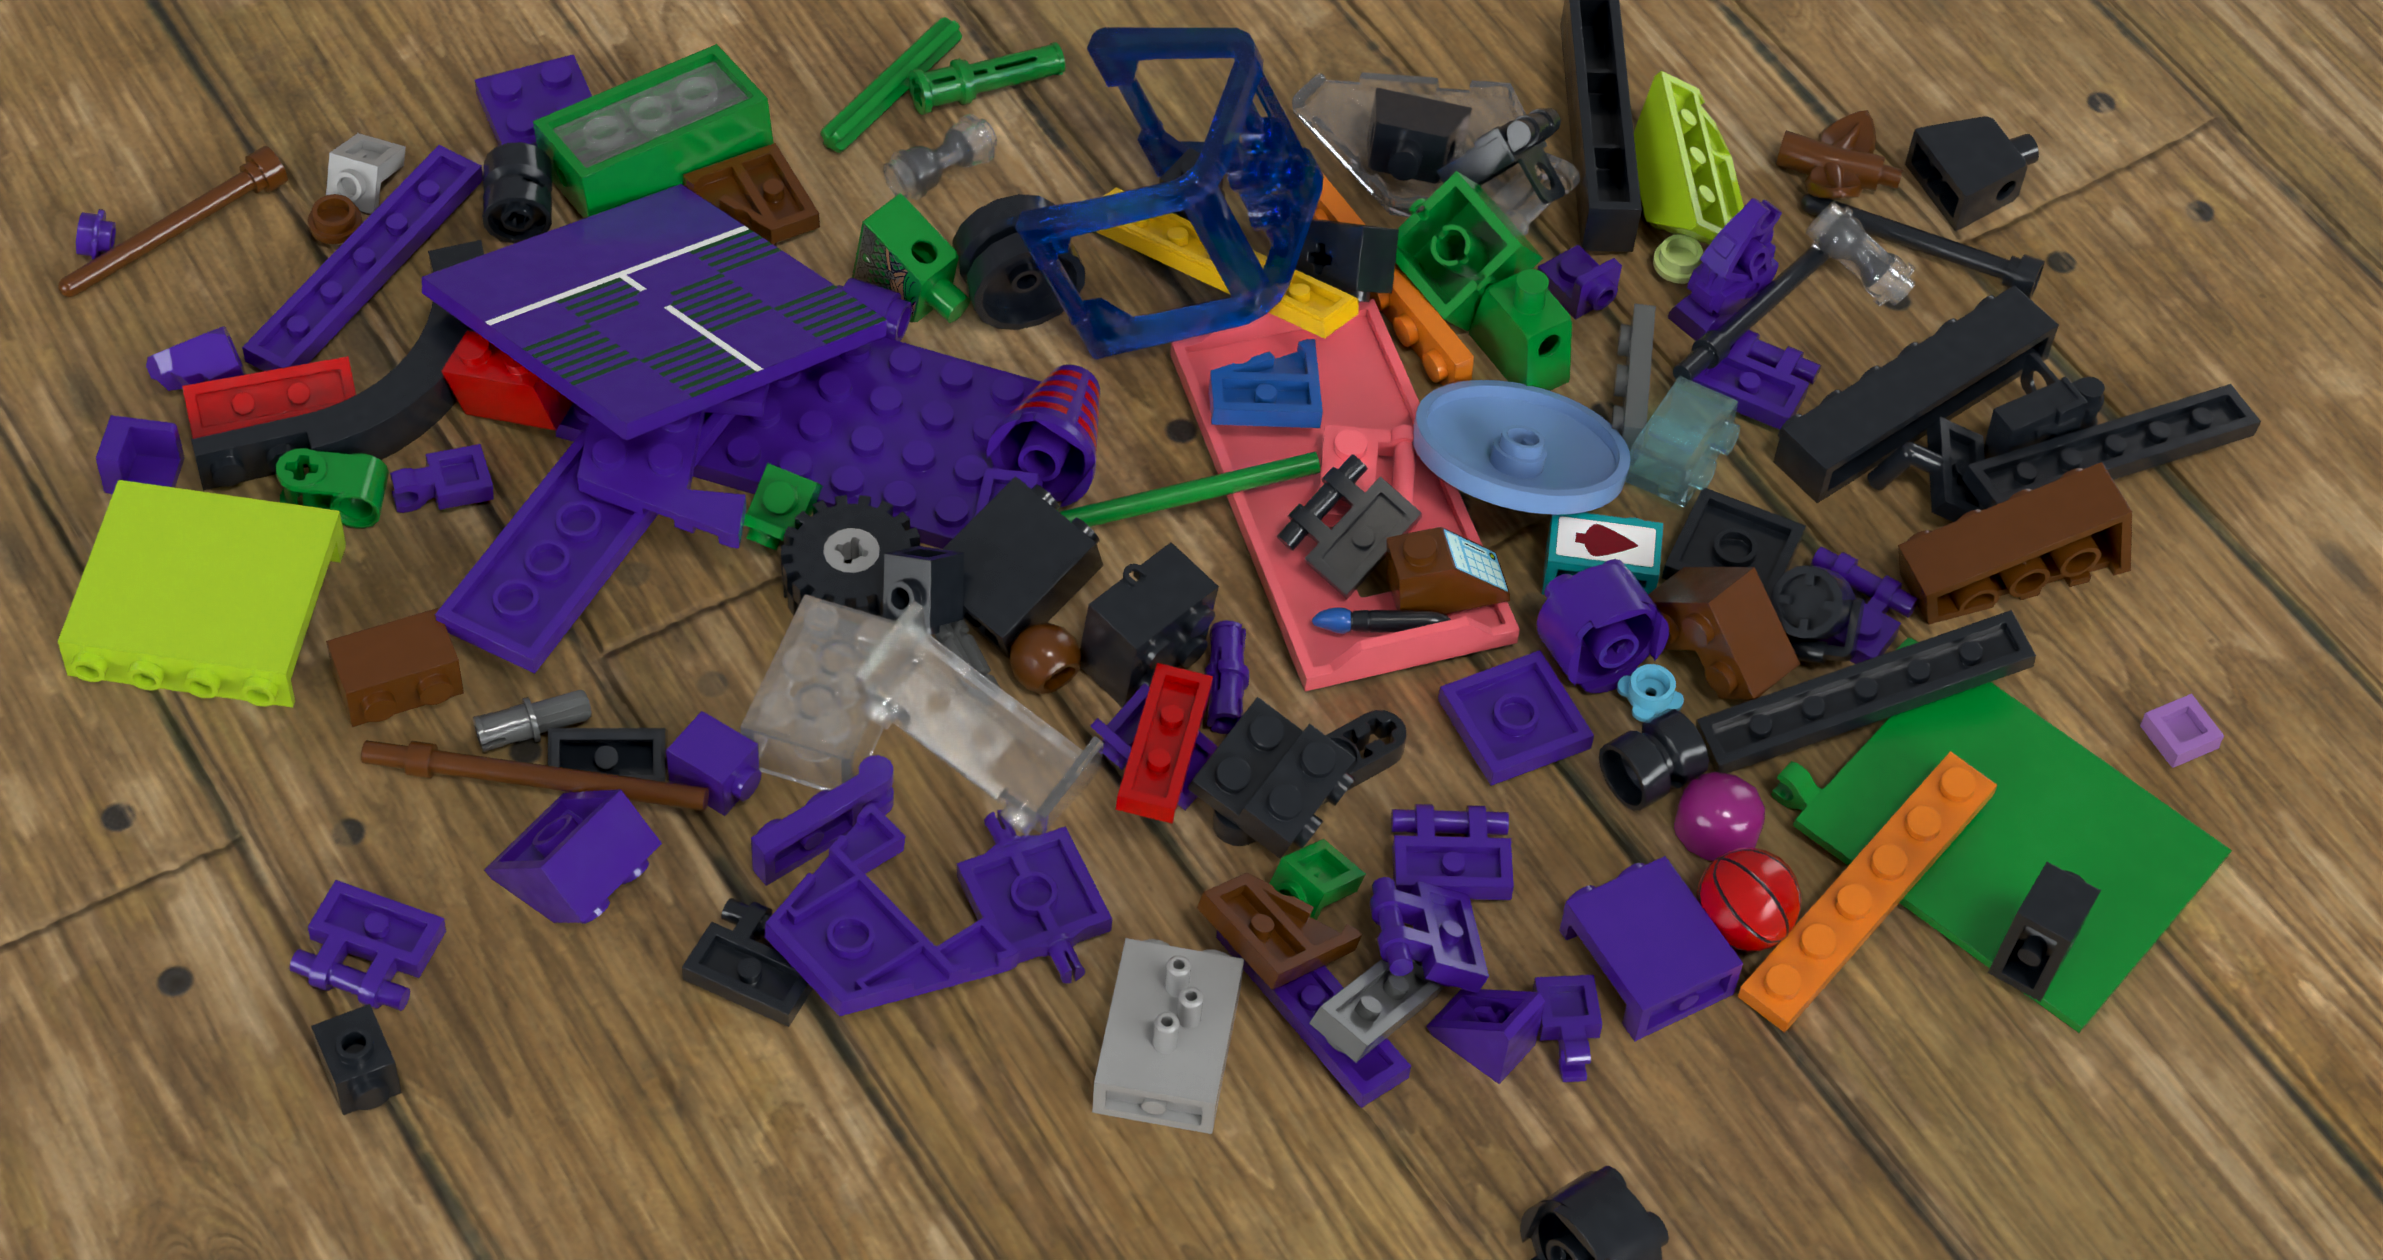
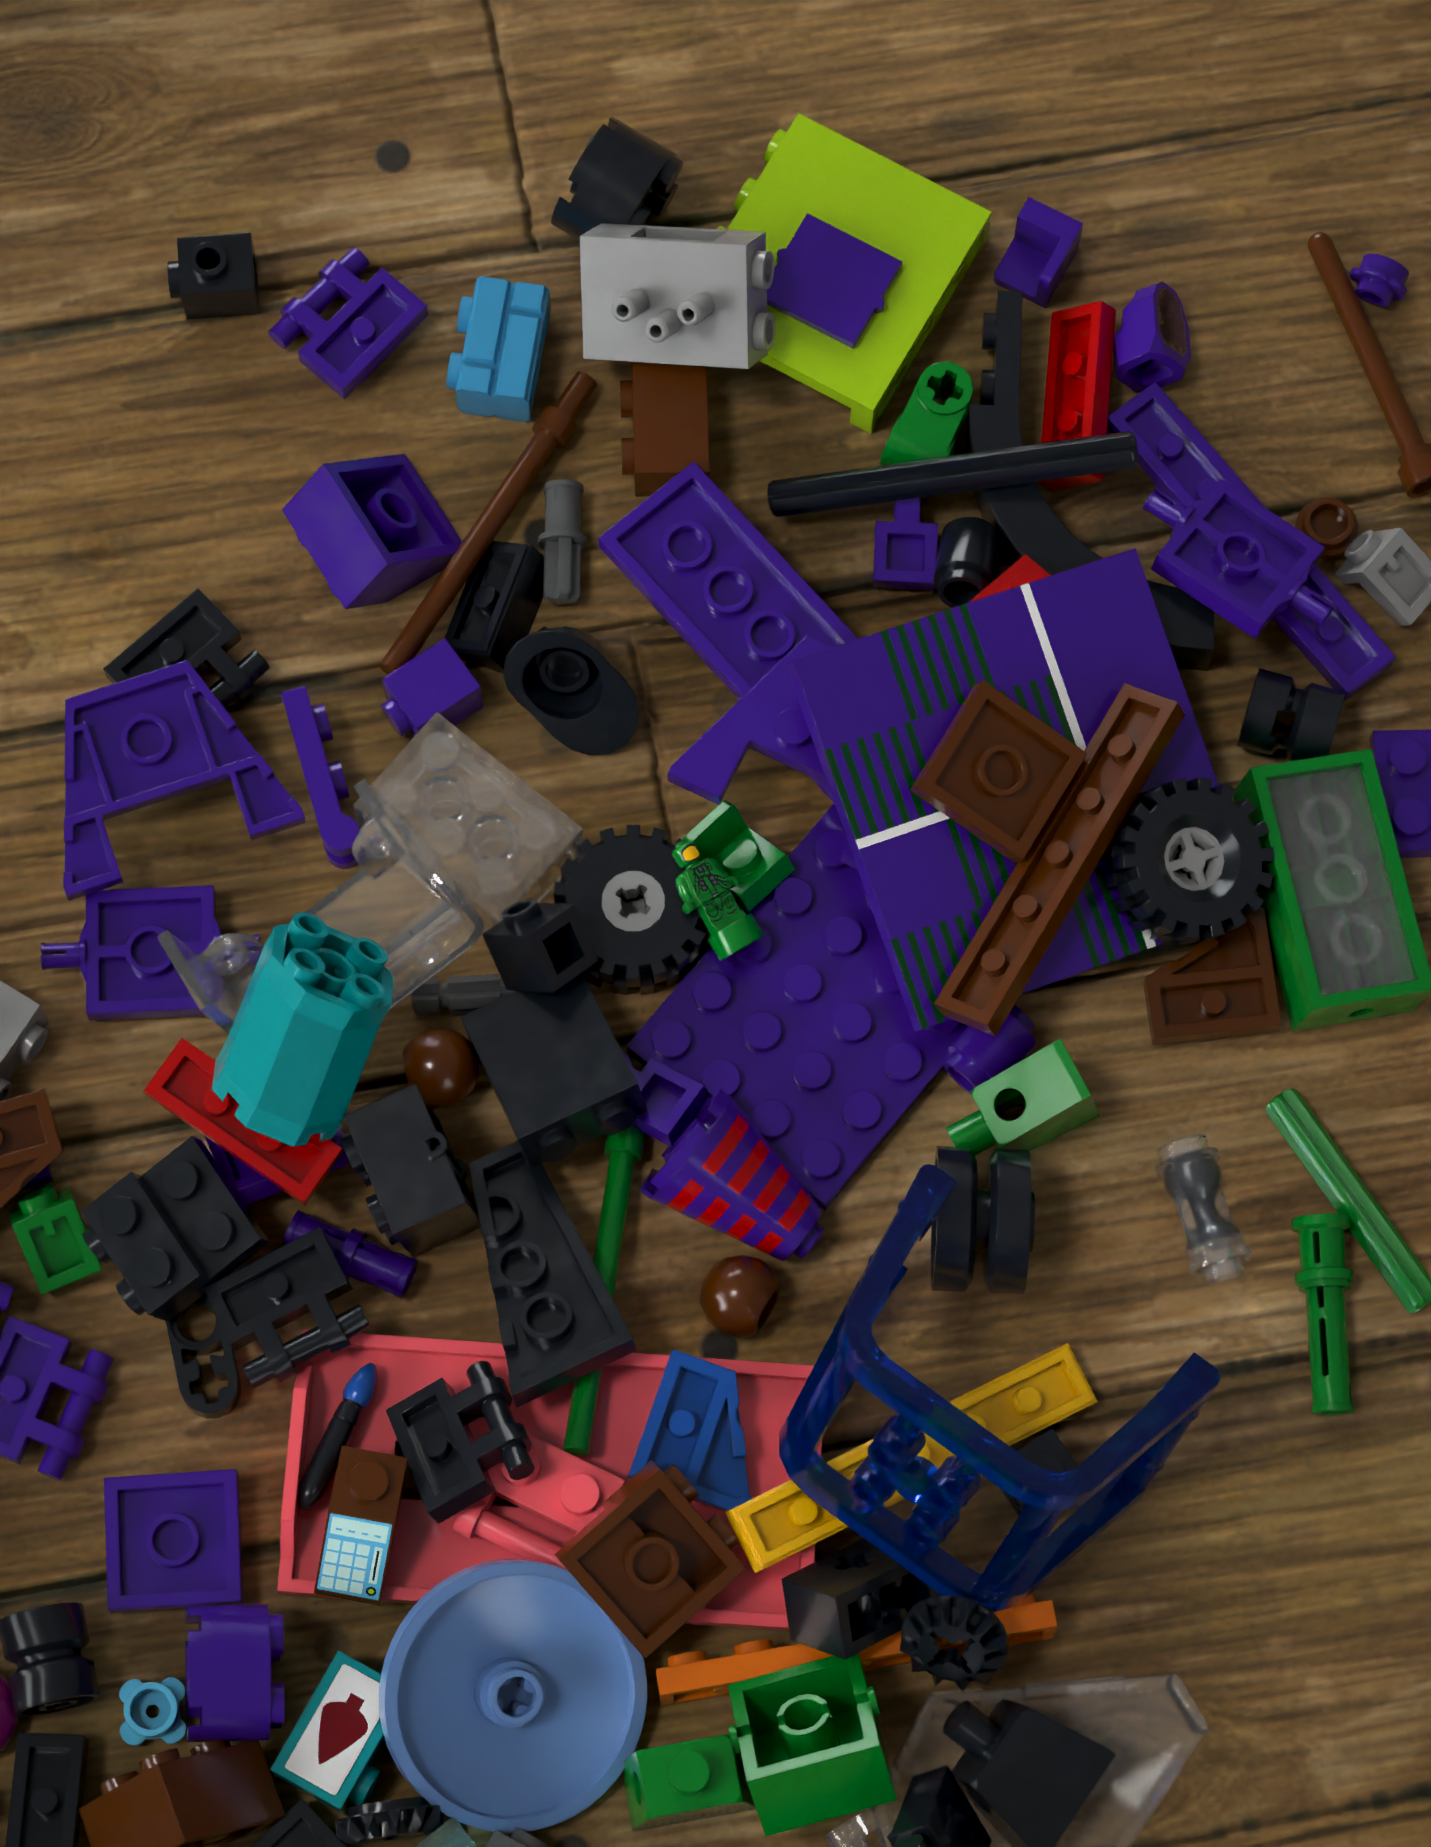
camera: 115 degrees right, 20 degrees up
(177, 756) = (618, 181): none -> black brick
(224, 569) = (831, 280): none -> dark purple piece
(283, 654) = (676, 295): none -> light grey piece
(359, 813) = (501, 348): none -> dark azure brick
(386, 438) = (953, 474): none -> black axle
(397, 234) = (1237, 558): none -> dark purple plate
(455, 422) = (967, 559): none -> black brick
(659, 298) = (998, 771): none -> reddish brown plate
(669, 660) = (572, 690): none -> black piece
(674, 202) = (1215, 849): none -> black wheel
(712, 257) = (1059, 860): none -> reddish brown plate
(849, 477) = (707, 889): none -> green piece
(1071, 692) = (304, 1030): none -> teal brick
(1141, 408) = (739, 1295): none -> reddish brown piece
(1203, 507) = (546, 1289): none -> black wing
(1288, 686) = (278, 1291): none -> black plate
(1349, 181) = (955, 1620): none -> black gear
(1379, 369) = (652, 1557): none -> reddish brown plate
(1653, 495) = (389, 1821): none -> black gear

